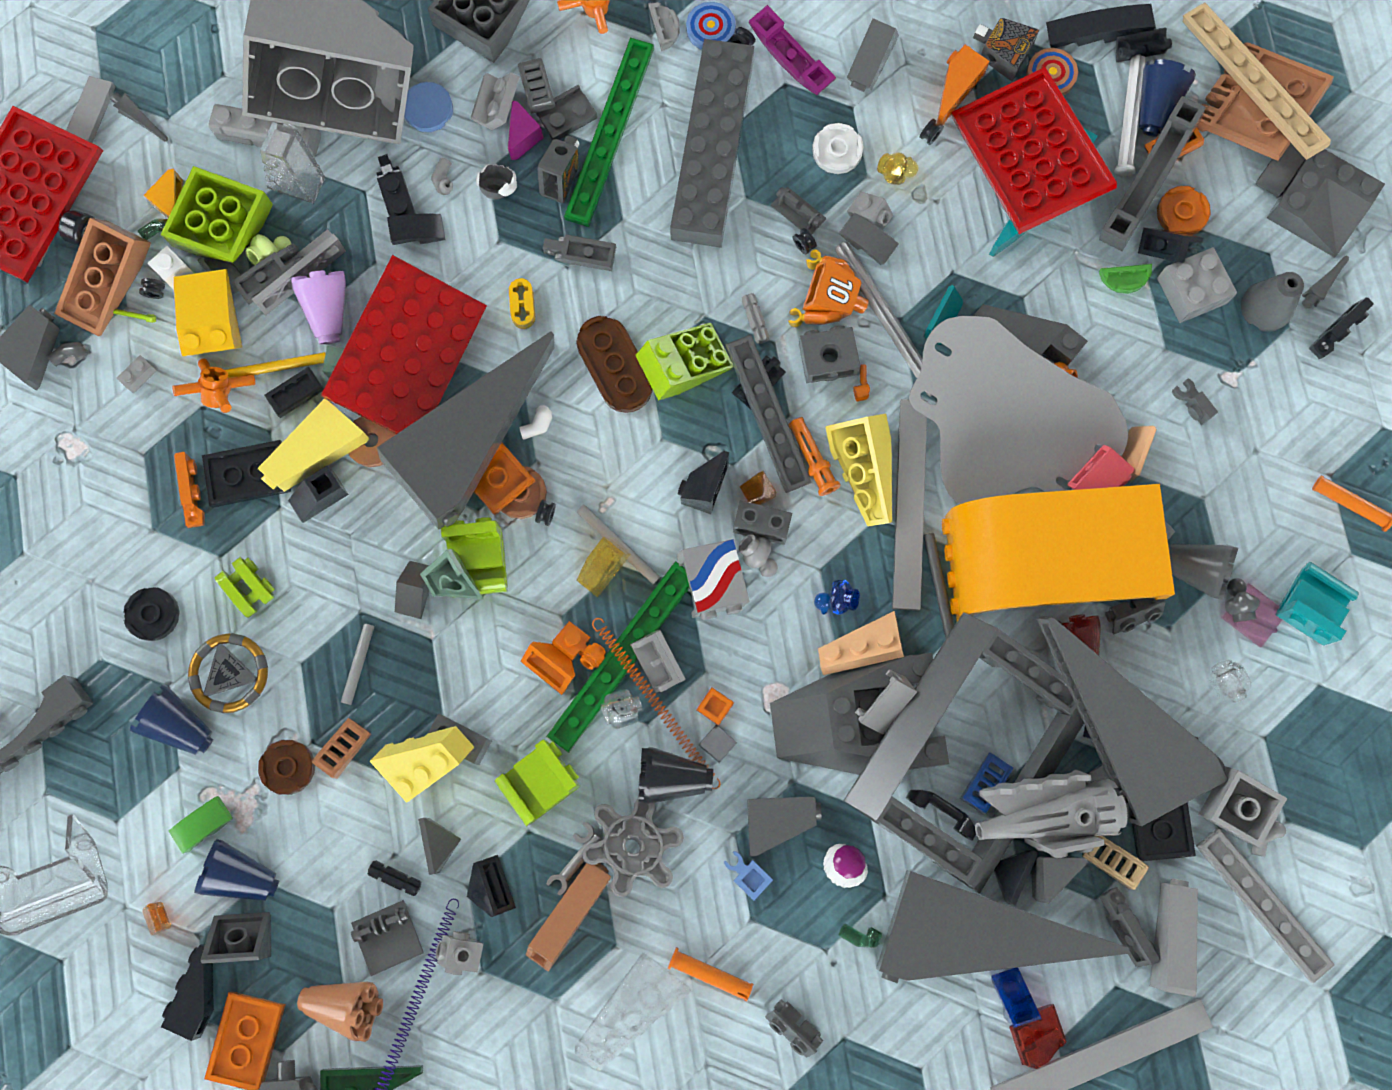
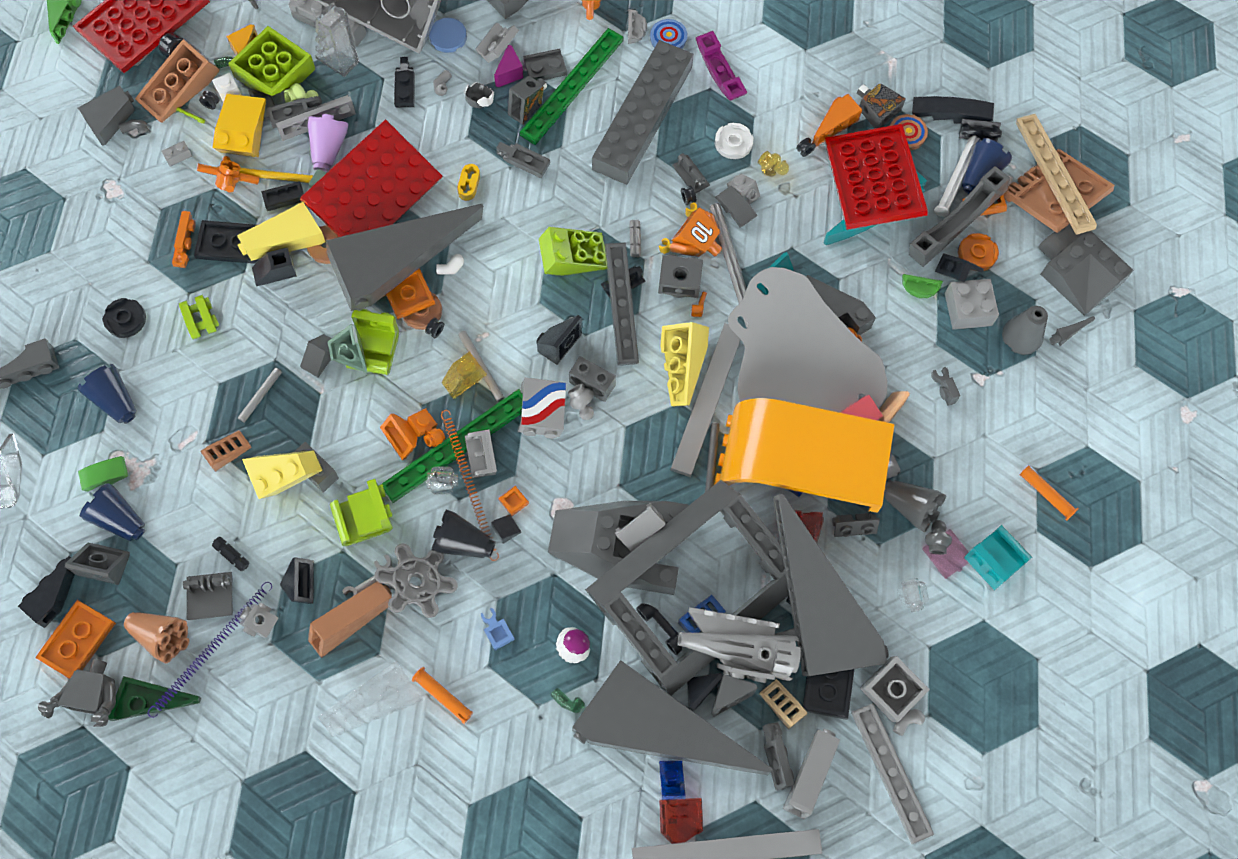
camera: 10 degrees right, 10 degrees down
(156, 918) = (45, 530): clear orange slope -> none
(227, 673) = (162, 372): piece -> none
(286, 767) = (181, 452): reddish brown tile -> none
(416, 227) = (410, 110): black slope -> none
(437, 844) = (270, 539): dark grey slope -> none
(532, 71) = (529, 40): dark grey slope -> none
(613, 364) = (520, 241): reddish brown tile -> none
(743, 36) = (690, 47): black bush -> none
(758, 489) = (598, 355): clear orange slope -> none
(778, 820) = (533, 596): dark grey slope -> none
(783, 1021) = (496, 765): dark grey hinge -> none
(817, 469) = (647, 352): orange pin -> none
(840, 600) = (632, 449): clear blue animal -> none
(864, 646) = (638, 488): light nougat wing -> none
(872, 55) = (779, 83): dark grey slope -> none
(1340, 328) = (1072, 365): black hinge -> none

